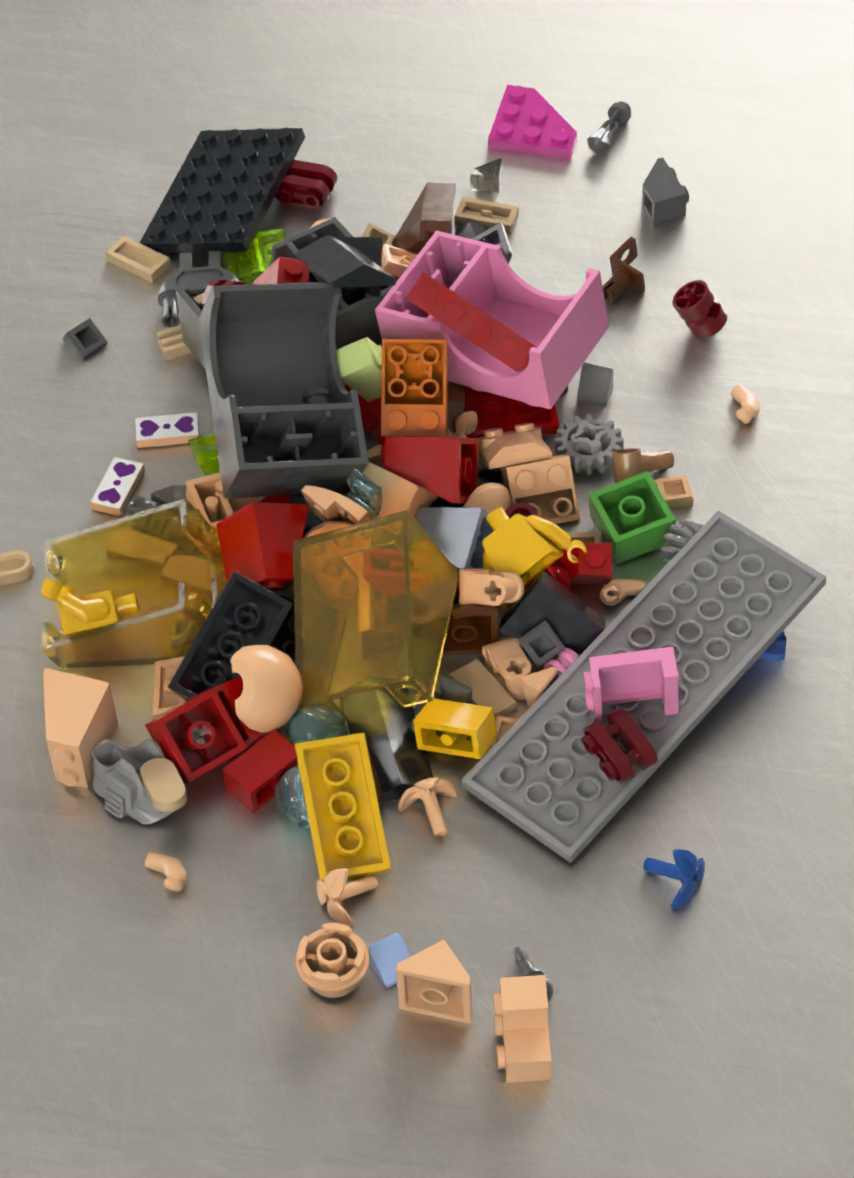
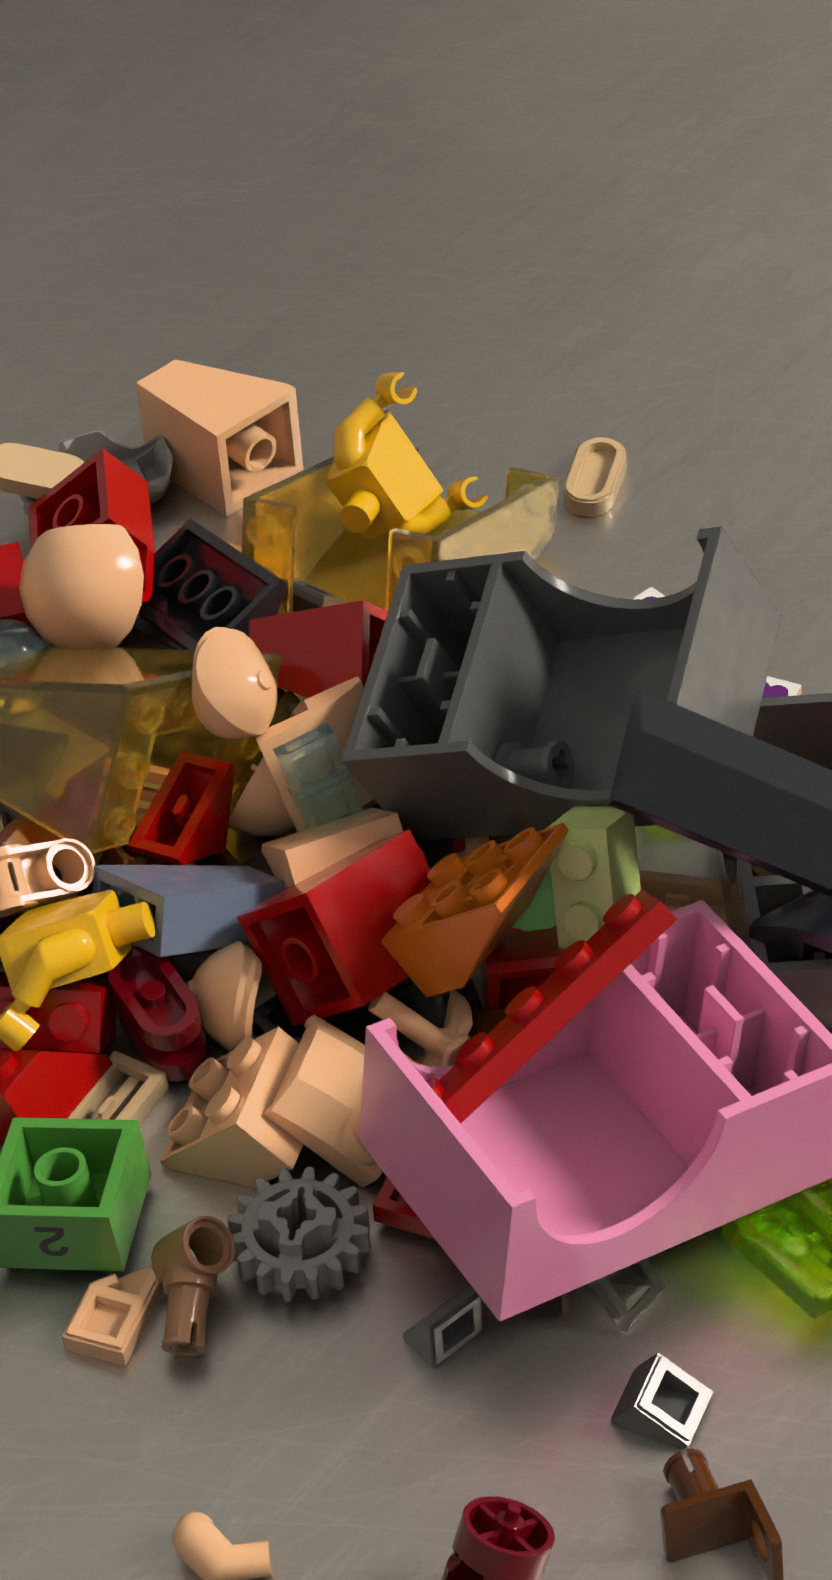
camera: 120 degrees right, 5 degrees down
(346, 511) = (232, 685): none -> light nougat hat

